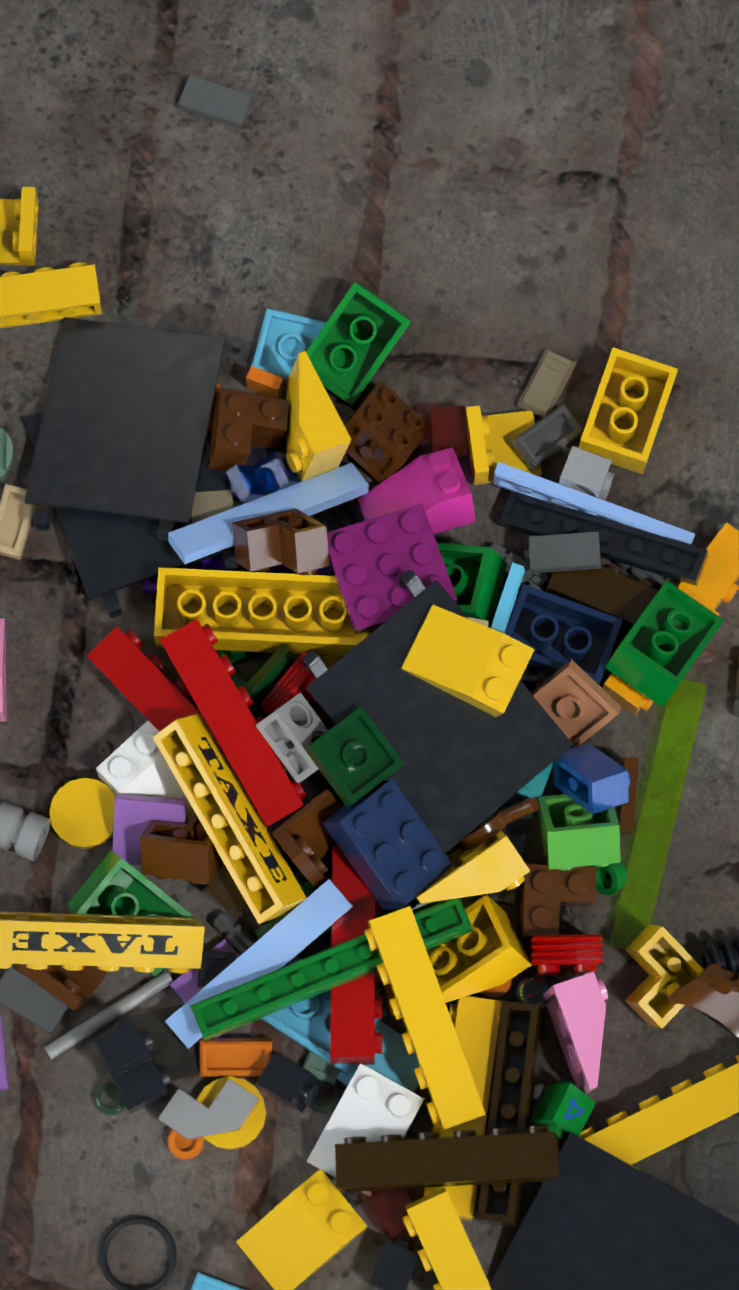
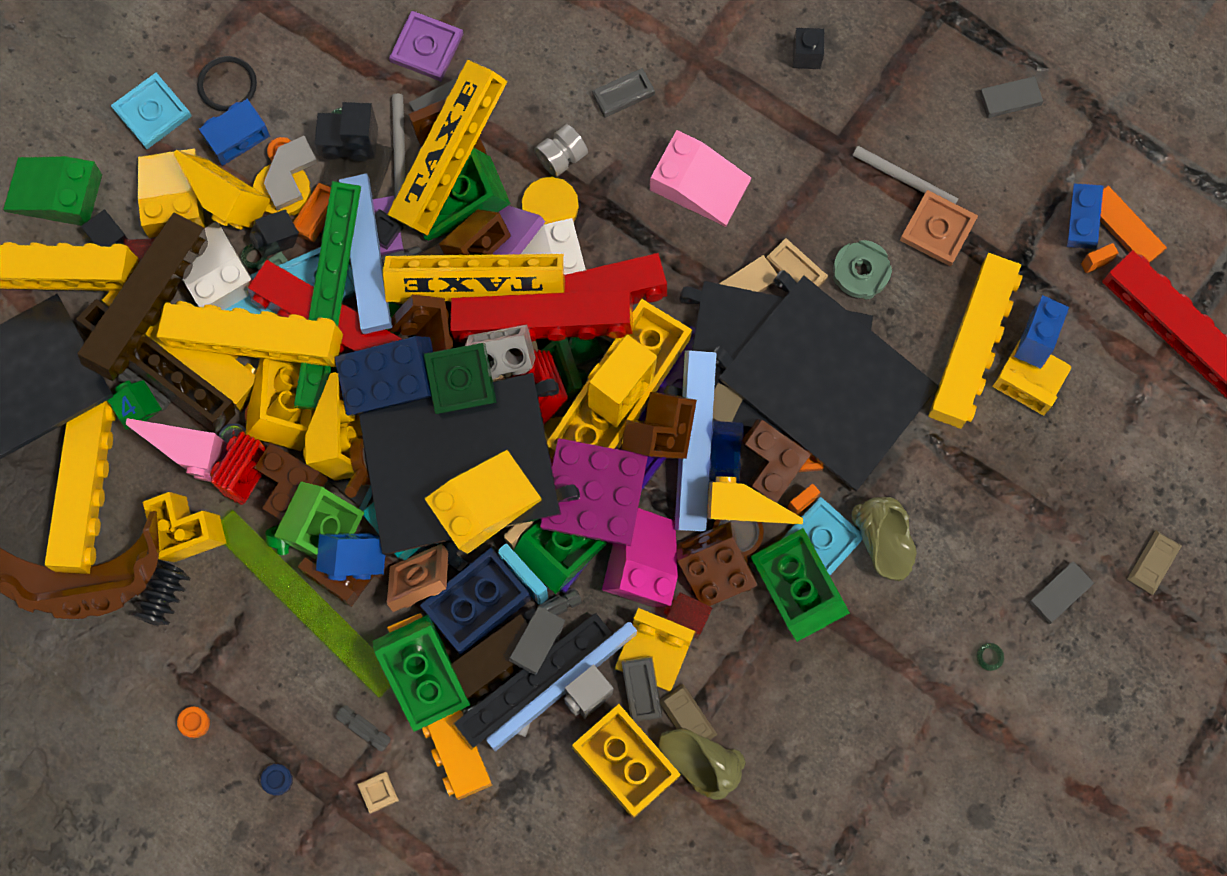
camera: 120 degrees right, 0 degrees up
(52, 560) = (754, 277): none -> tan tile
(133, 32) = (1154, 562): none -> dark tan tile
(193, 1204) = (234, 131): none -> blue brick
(257, 287) = (886, 536): none -> olive hair
(268, 586) = (621, 379): none -> yellow brick
(275, 1163) = (221, 192): none -> yellow slope
(318, 147) = (979, 657): none -> clear green piece
(585, 336) = (703, 762): none -> olive hair

